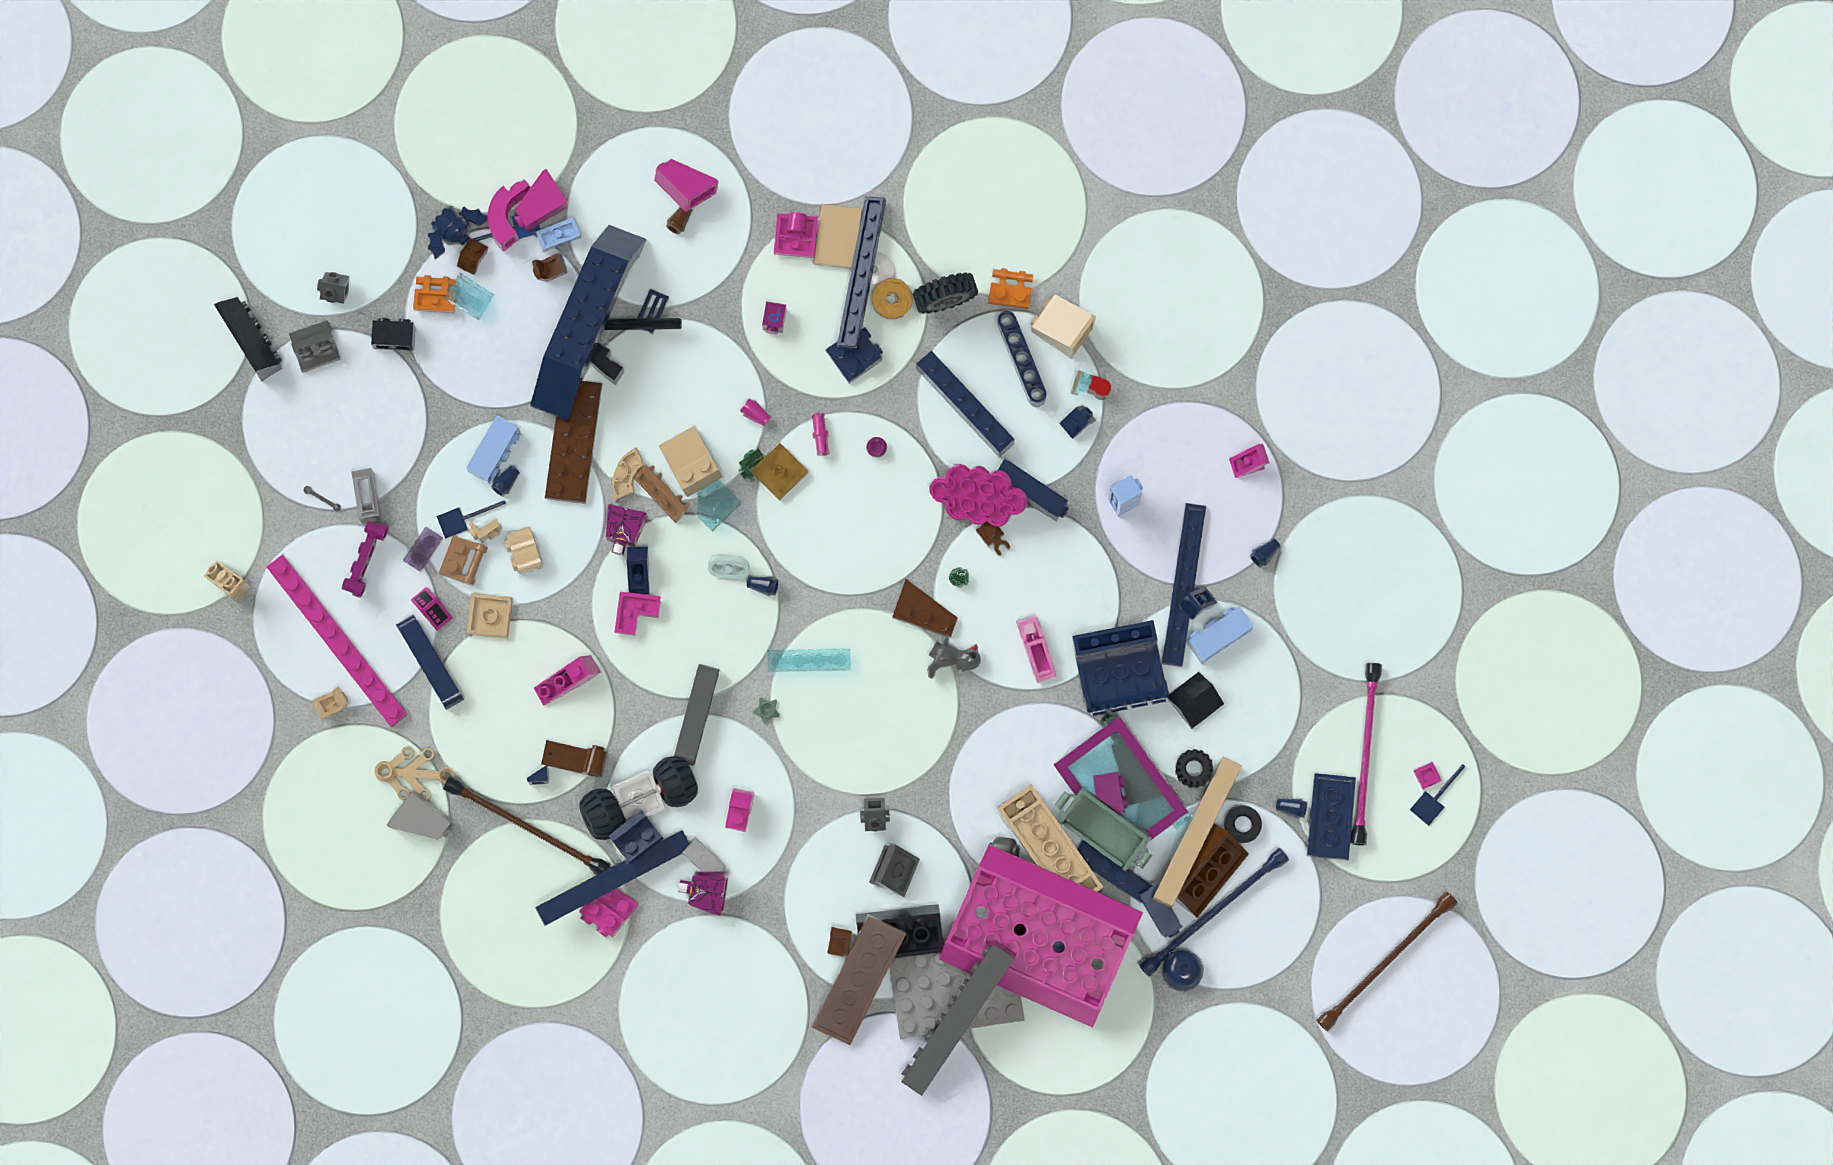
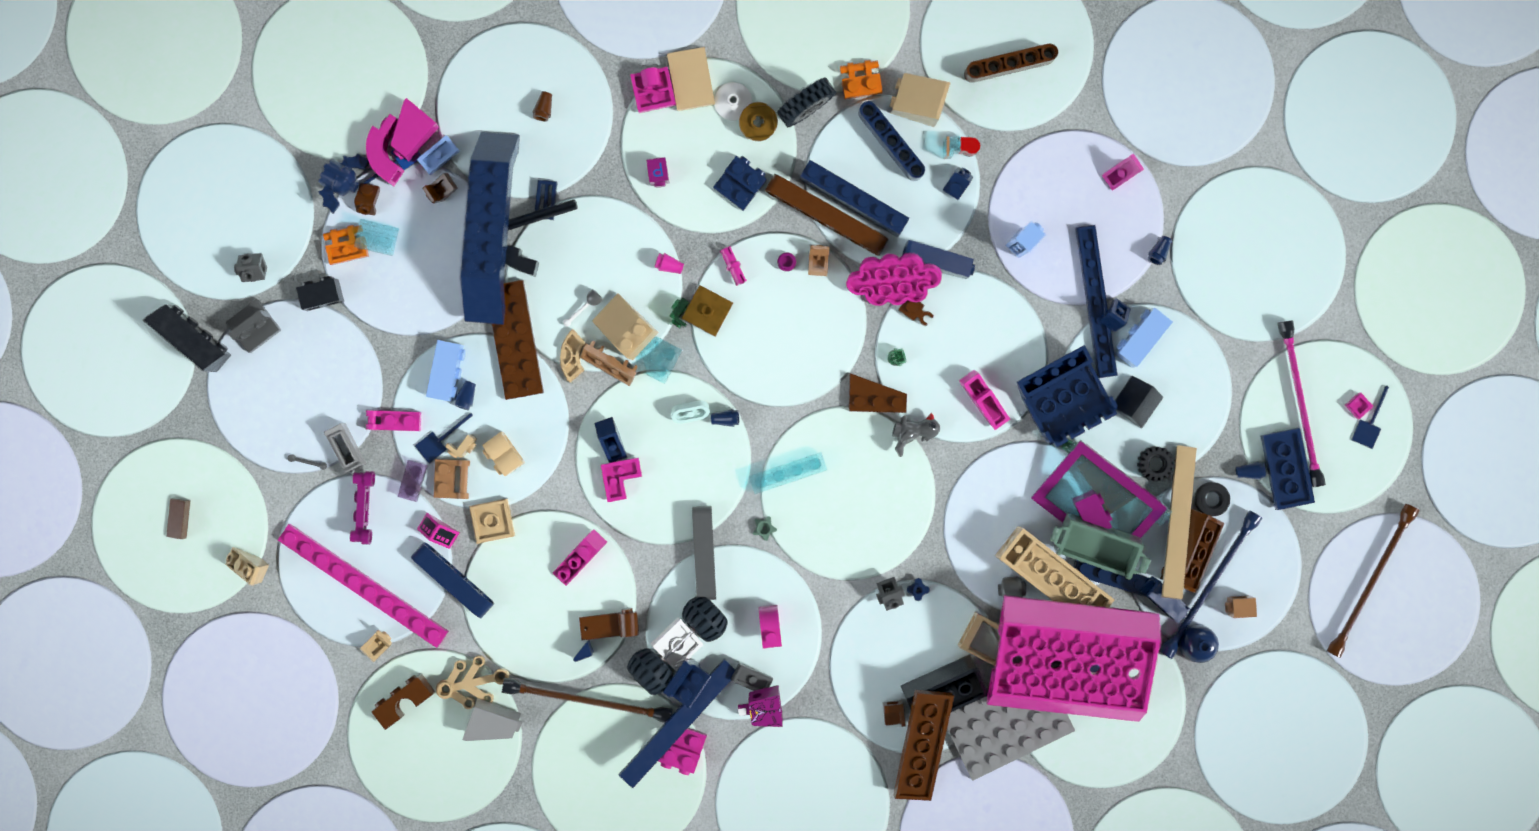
camera: 15 degrees left, 10 degrees up
(172, 514) = (178, 518): none -> slope
(320, 772) = (389, 710): none -> reddish brown arch
(424, 484) = (394, 420): none -> dark pink plate
(624, 527) = (585, 405): magenta torso -> none
(667, 424) = (593, 299): none -> hinge
(684, 184) = (537, 73): dark pink slope -> none
(861, 273) = (723, 107): tile -> none
(894, 869) = (921, 636): dark grey bracket -> none
(908, 815) = (918, 594): none -> dark blue plate
(909, 455) = (818, 260): none -> medium nougat bracket
(932, 412) = (826, 214): none -> reddish brown beam
(945, 882) = (970, 633): none -> tan window
(958, 1018) = (1023, 754): dark grey brick -> none
(1177, 312) = (1018, 57): none -> reddish brown beam
(1238, 944) = (1241, 606): none -> medium nougat brick

